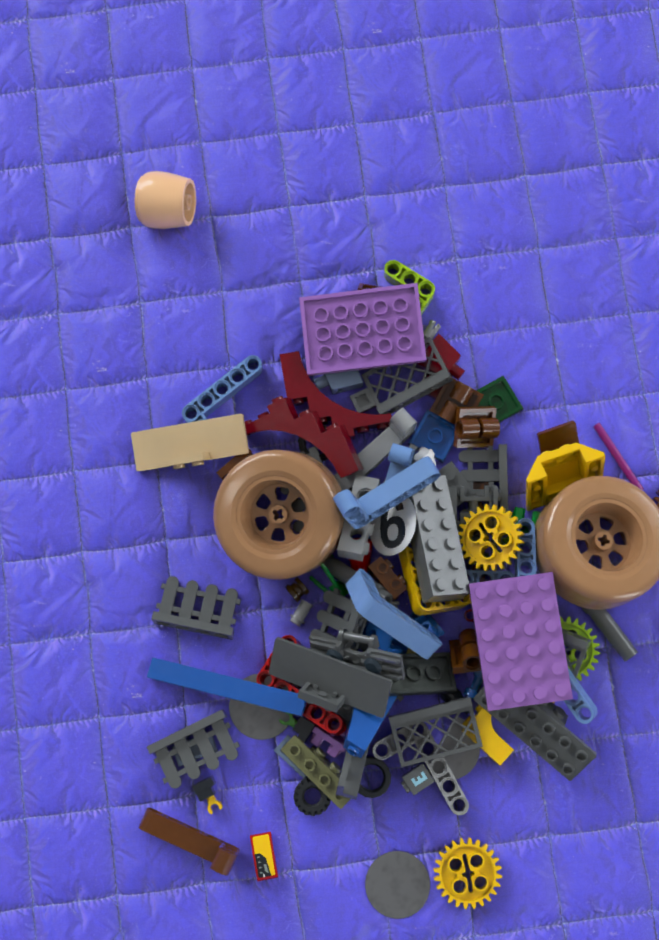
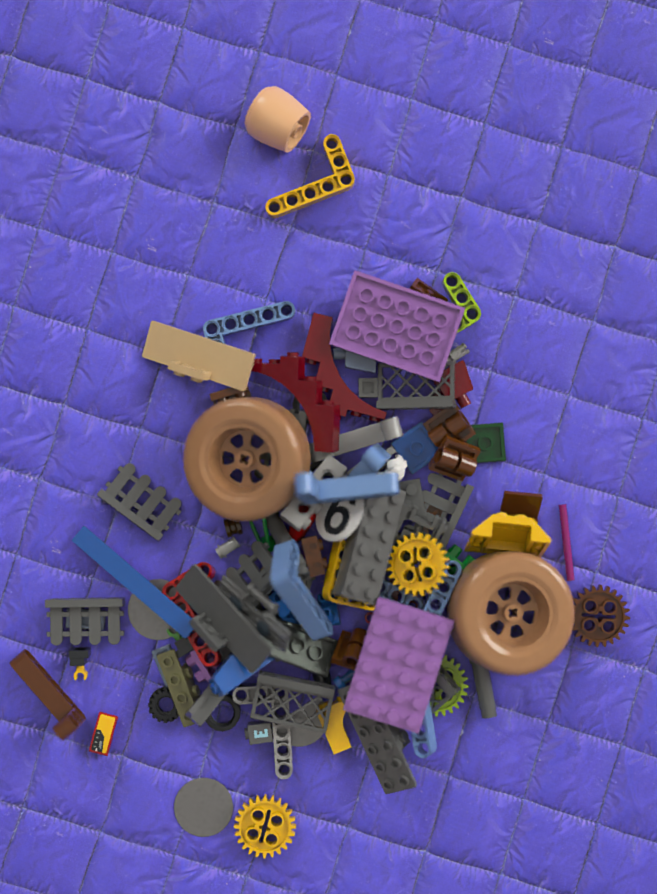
camera: 25 degrees right, 10 degrees up
(228, 243) = (317, 186): none -> yellow beam

